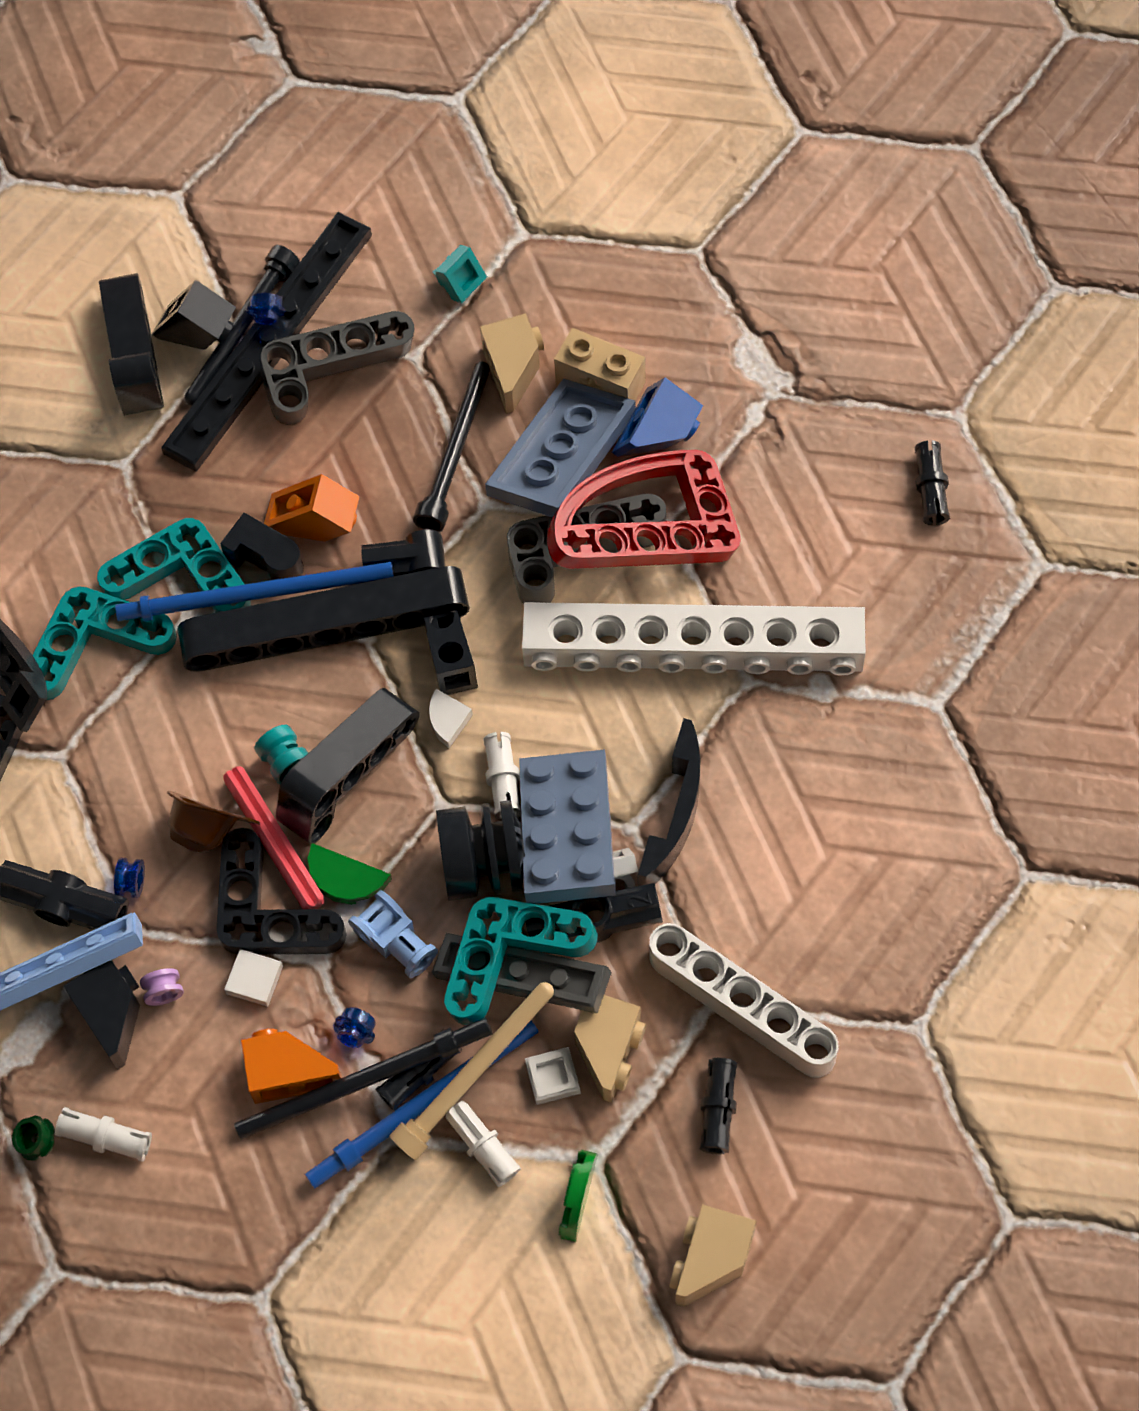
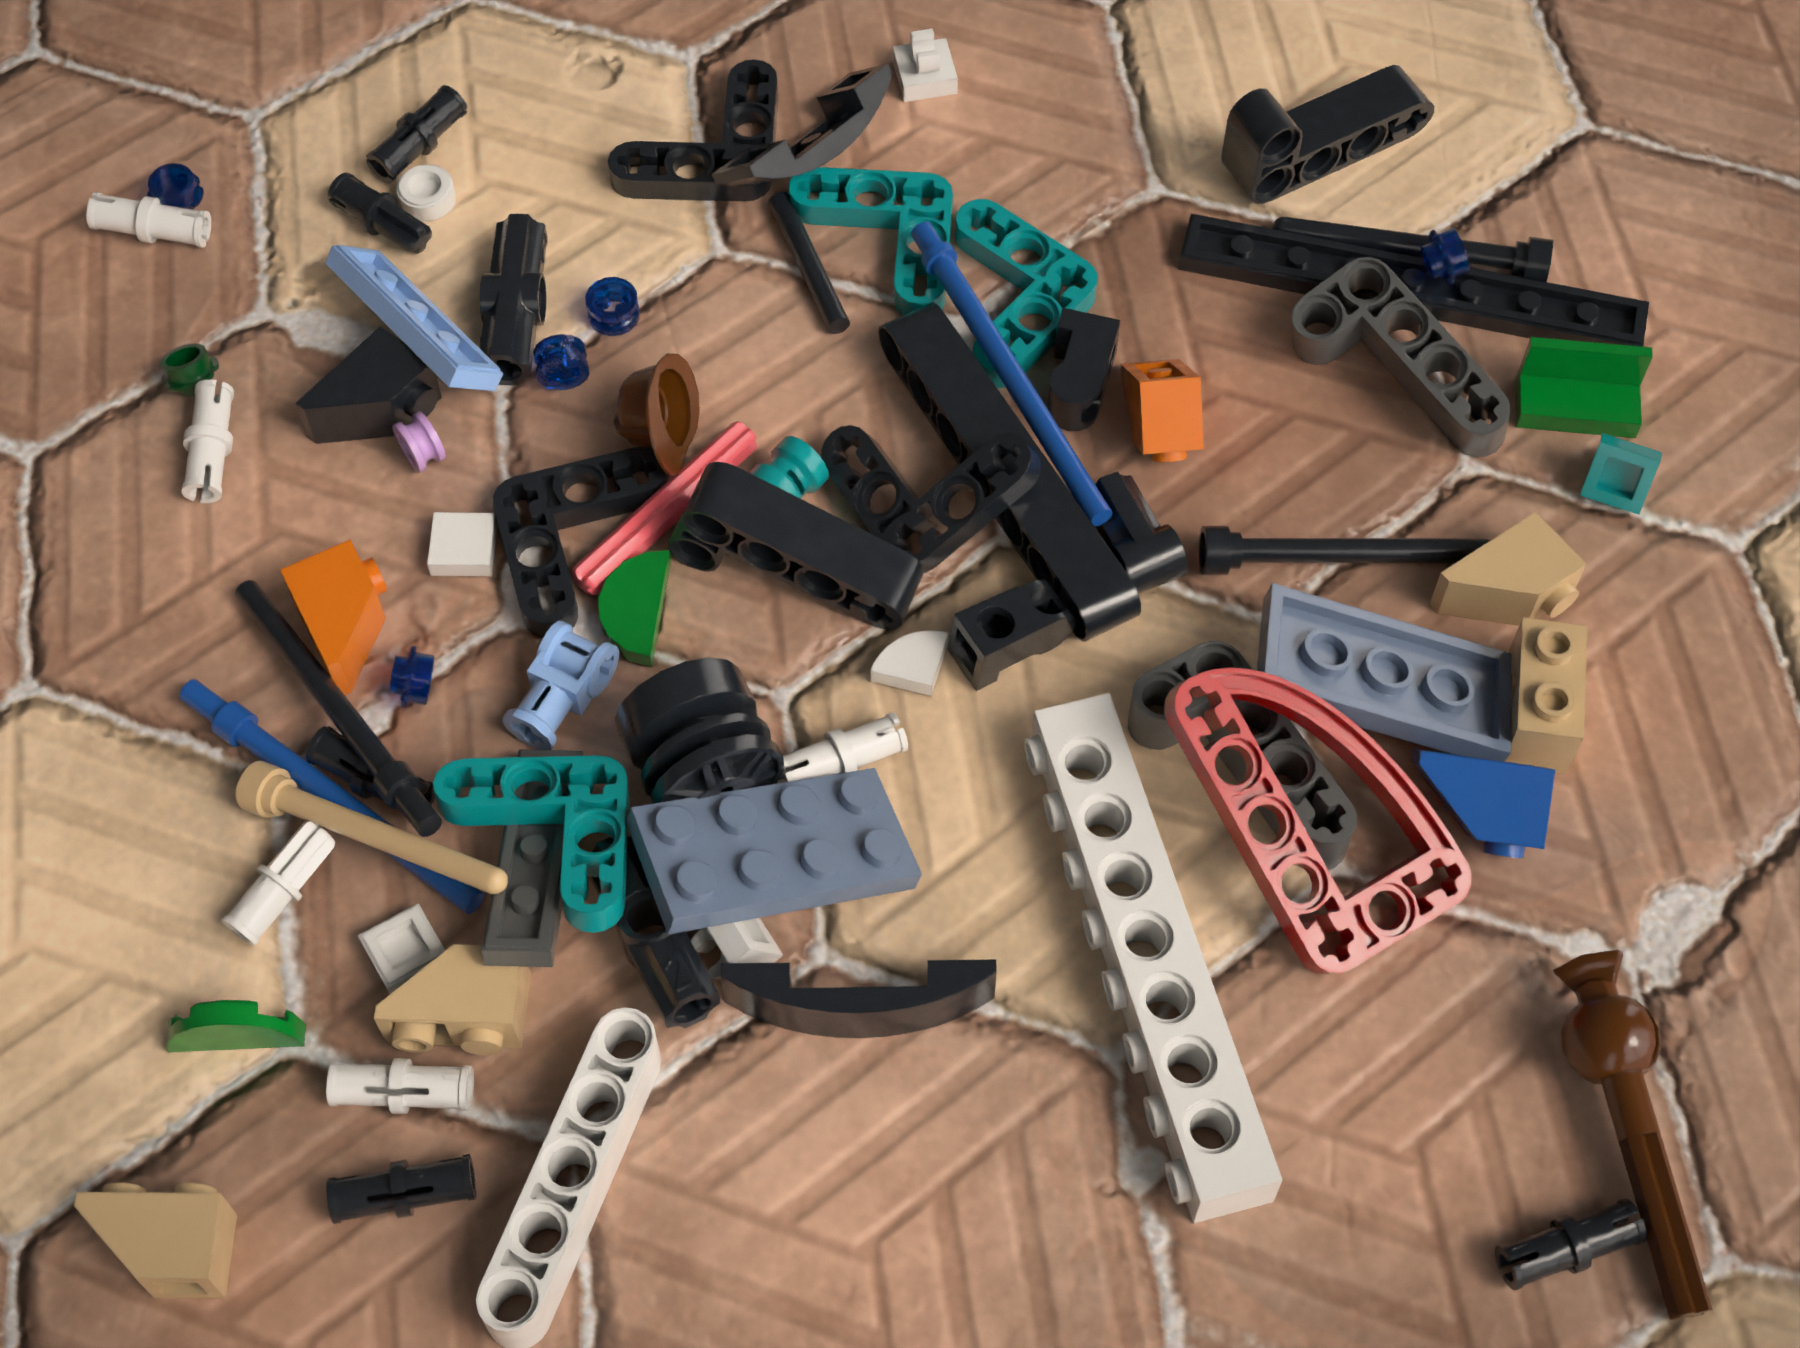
camera: 70 degrees right, 5 degrees down
(94, 847) = (599, 298): none -> clear blue bush
(104, 697) = (809, 263): none -> black bar
(196, 318) = (1392, 182): slope -> none
(339, 685) = (912, 513): none -> black beam
(390, 272) = (1581, 387): none -> green panel
(649, 1094) = (400, 1085): none -> white pin
(829, 417) = (1613, 1045): none -> reddish brown piece

